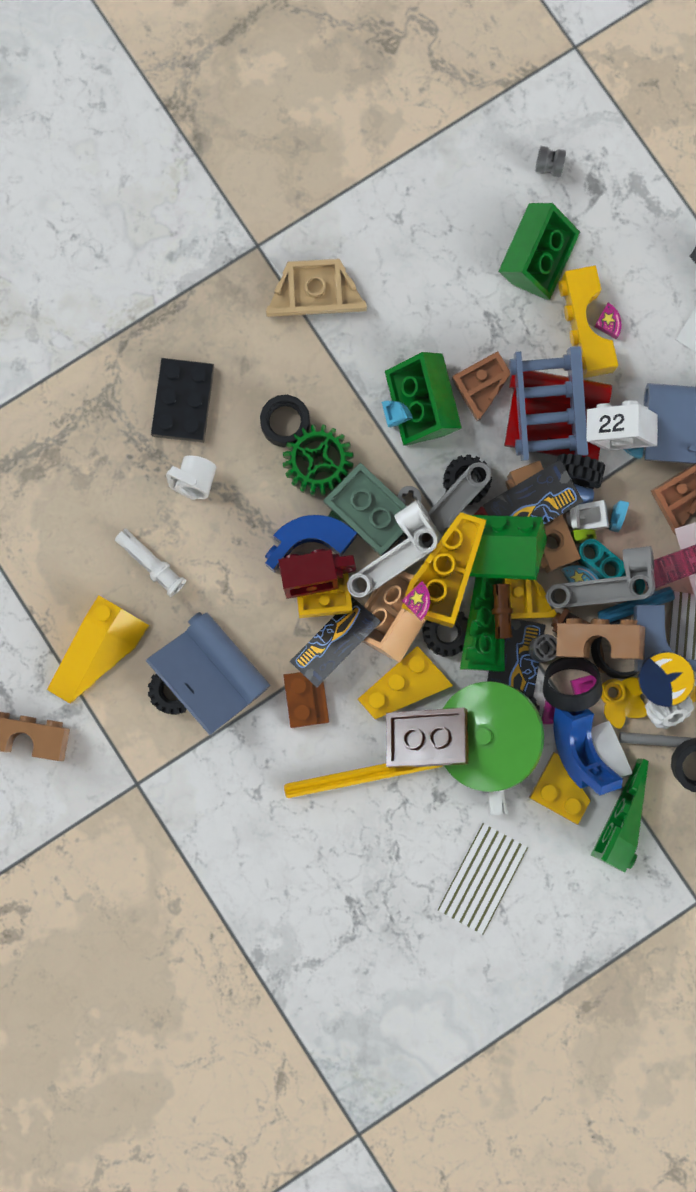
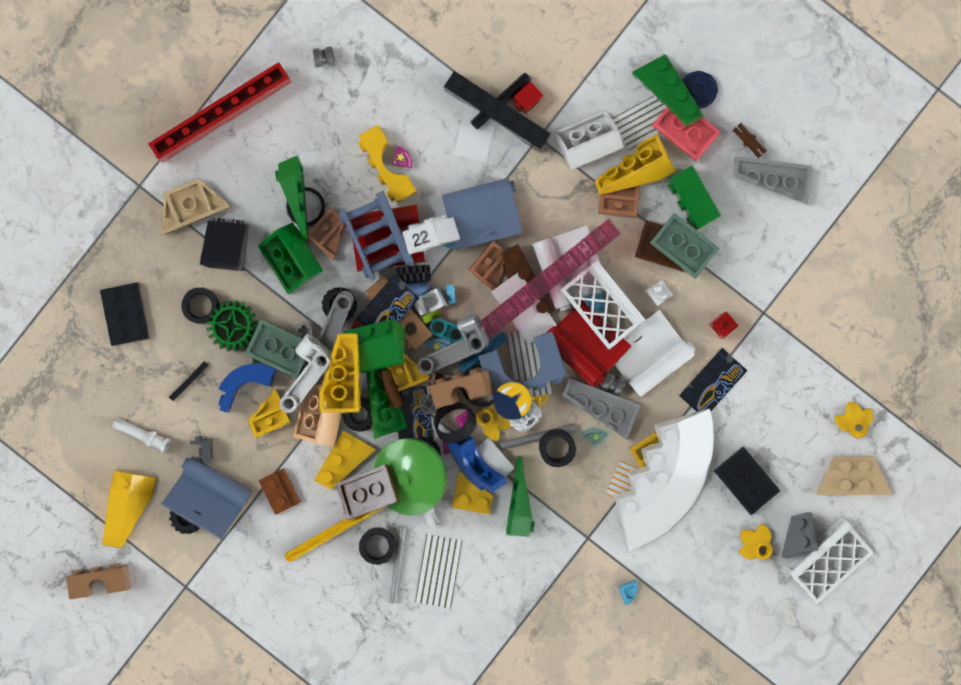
camera: 10 degrees left, 5 degrees up
(193, 477) = (151, 367): white piece -> none
(210, 526) = (188, 381): none -> black piece
(226, 613) = (206, 451): none -> dark grey bracket
(313, 572) = (254, 405): dark red hinge -> none
(334, 643) = (285, 448): black sticker -> none
(344, 354) = (225, 245): none -> black slope
(396, 184) = (220, 112): none -> red brick
(396, 413) = (274, 274): medium azure tile -> none
(418, 601) = (328, 404): dark pink tile -> none
(431, 851) = (397, 564): none -> light grey bar
(433, 821) = (377, 560): none -> black tyre
(456, 310) = (291, 178): none -> green wedge
(467, 319) = (322, 207): none -> black piece
(539, 250) = (337, 124): green slope -> none

